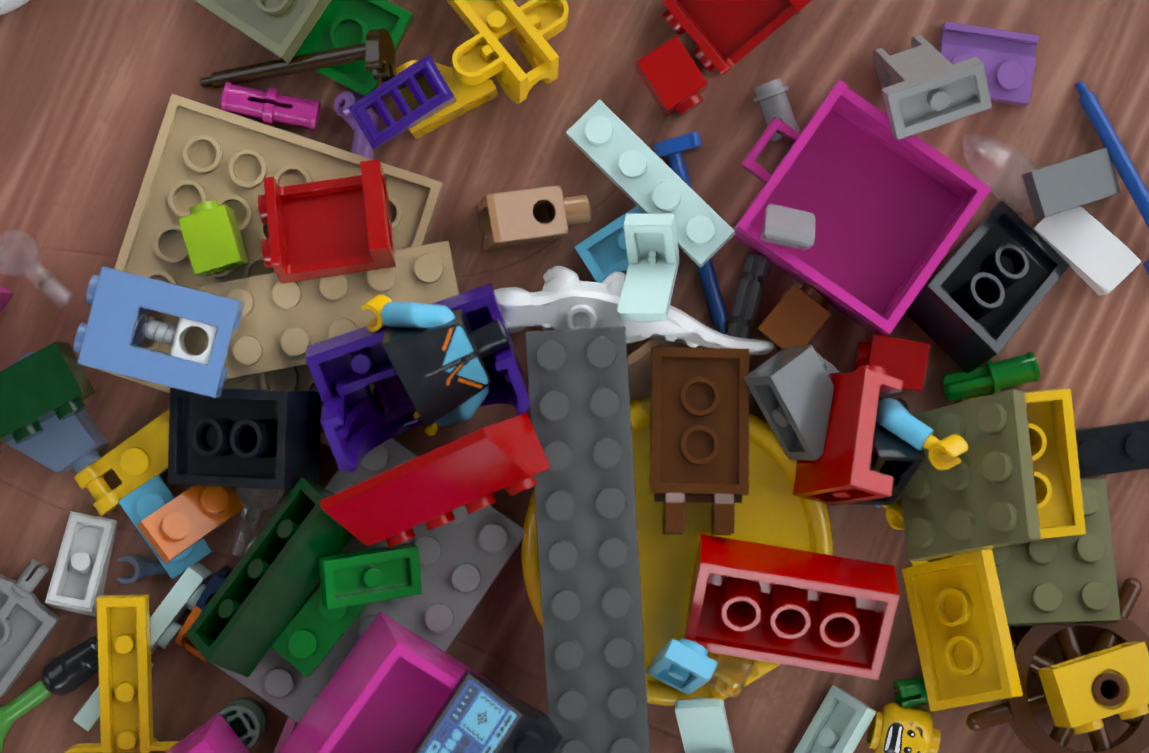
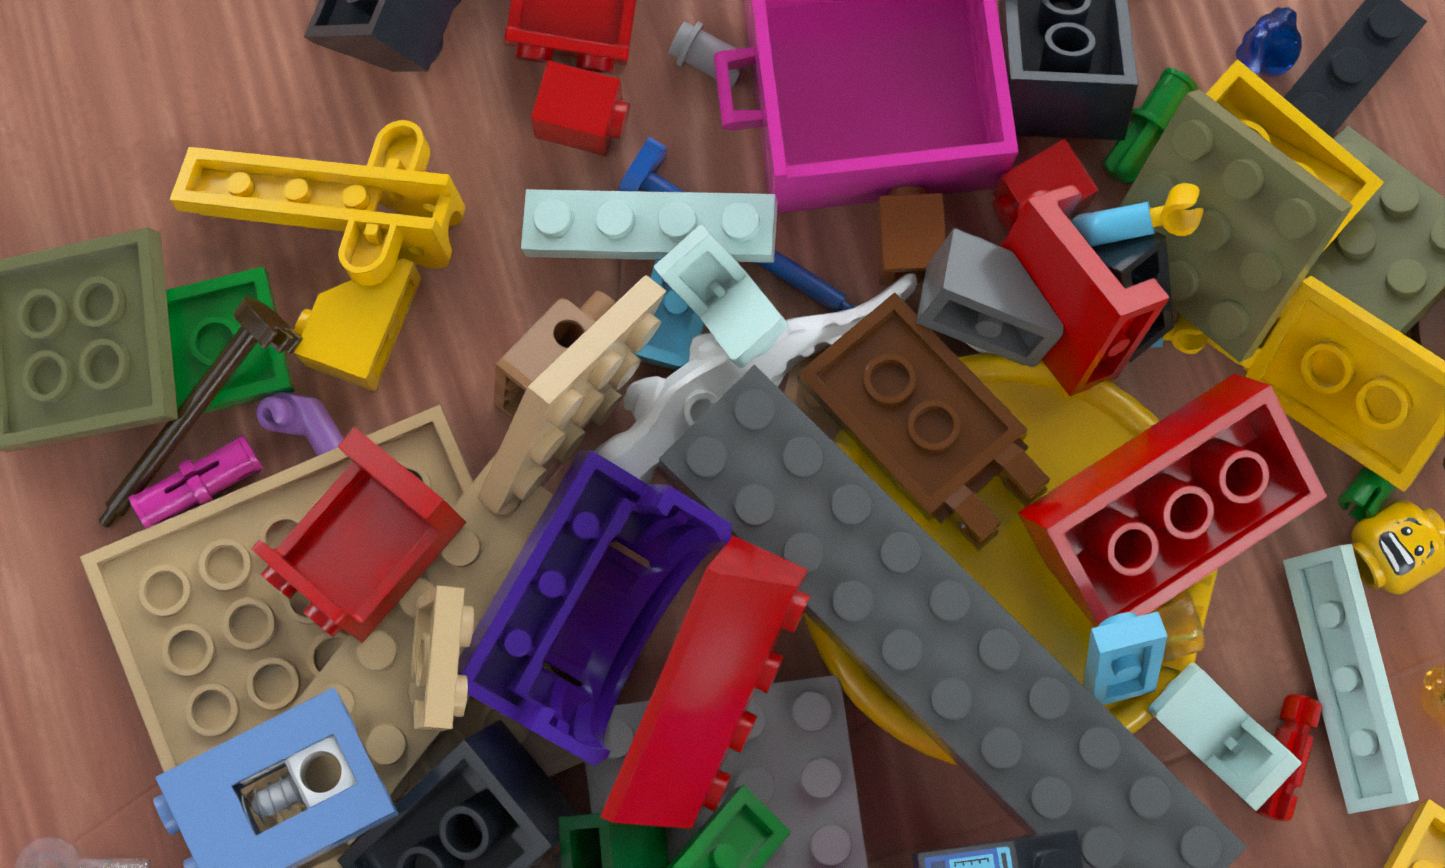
camera: 50 degrees left, 10 degrees down
(213, 239) = (250, 662): lime brick -> none
(321, 322) = (439, 632): none -> tan plate
(427, 108) = (314, 322): dark purple slope -> none
(438, 357) = (594, 562): torso -> none
(512, 252) = (571, 395): none -> tan plate
(749, 296) = (845, 252): dark grey axle -> none
(788, 227) = (827, 134): light grey slope -> none
(1106, 392) = (1272, 43): none -> clear blue piece

